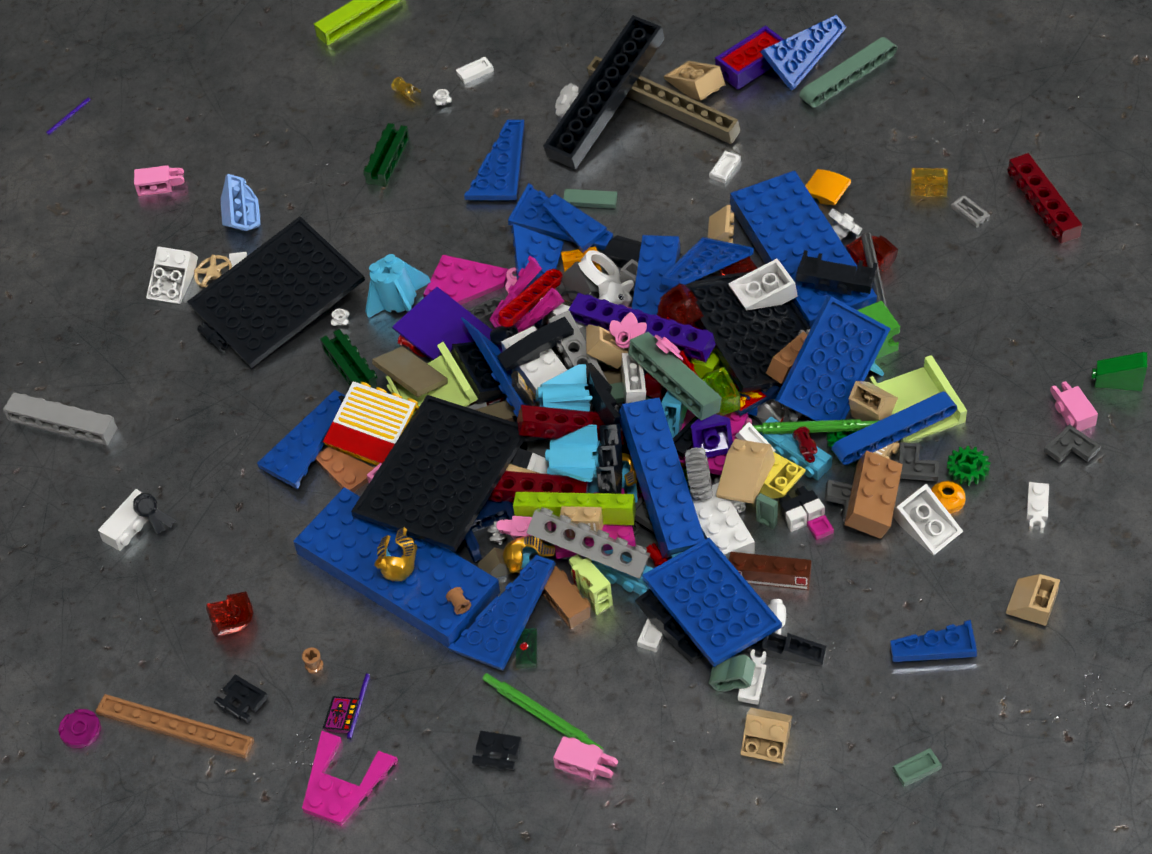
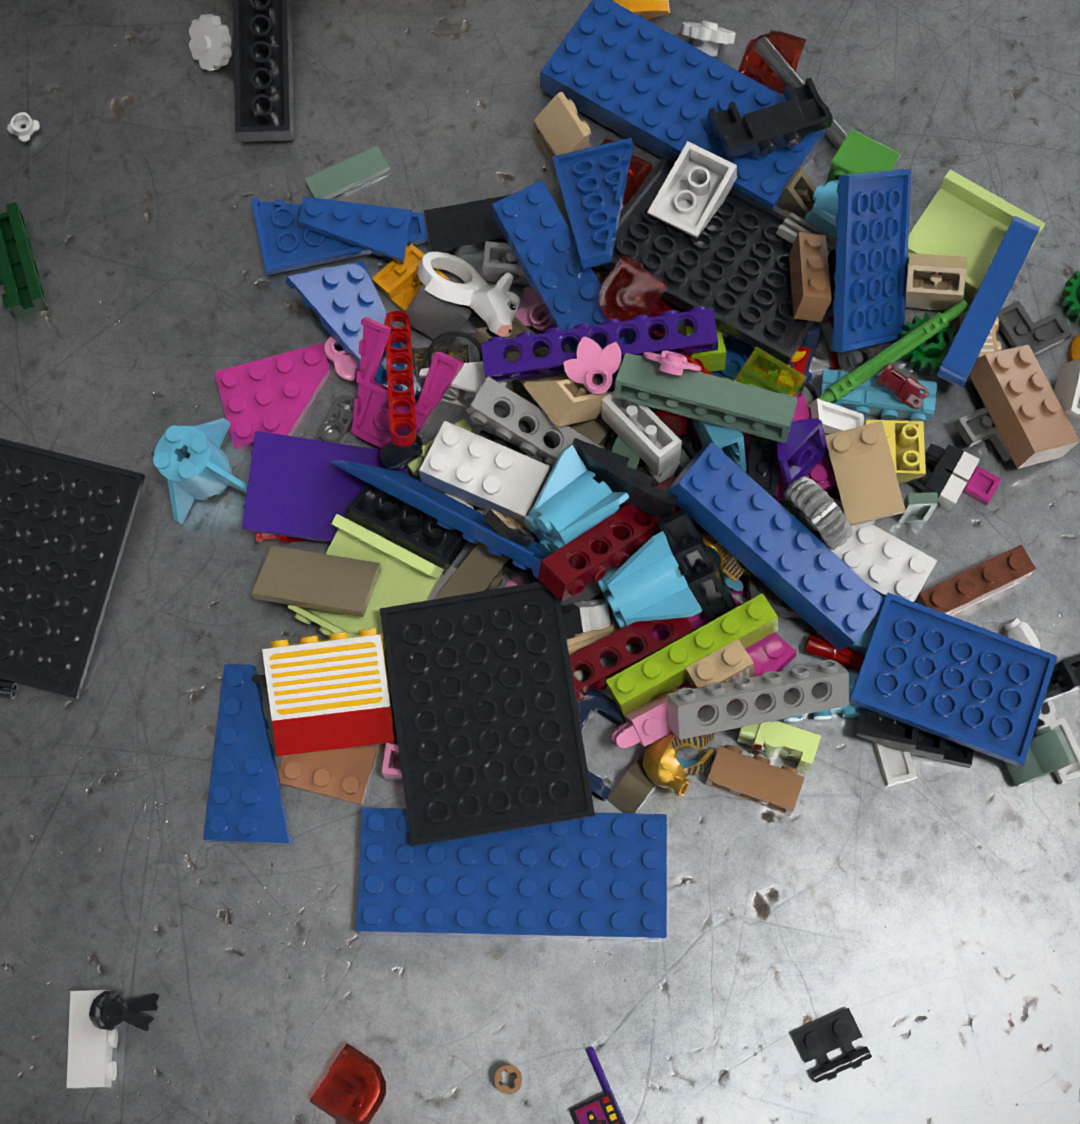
camera: 40 degrees left, 20 degrees up
(340, 317) = (141, 542): white plate -> none
(348, 360) = (214, 612): dark green brick -> none
(394, 567) = (540, 888): pearl gold piece -> none
(458, 600) = (651, 883): medium nougat bush -> none
(474, 70) = (36, 58): white tile -> none
(496, 535) = (601, 742): white wheel -> none
(501, 168) = (194, 199): blue wing -> none
(504, 619) = (711, 876): blue wing -> none
(527, 649) = (759, 879): clear green tile -> none
(533, 344) = (478, 452): black slope -> none
(538, 710) = (848, 957): bright green axle -> none
(583, 759) = (945, 989): bright pink hinge -> none
(725, 167) = (487, 30): white tile -> none

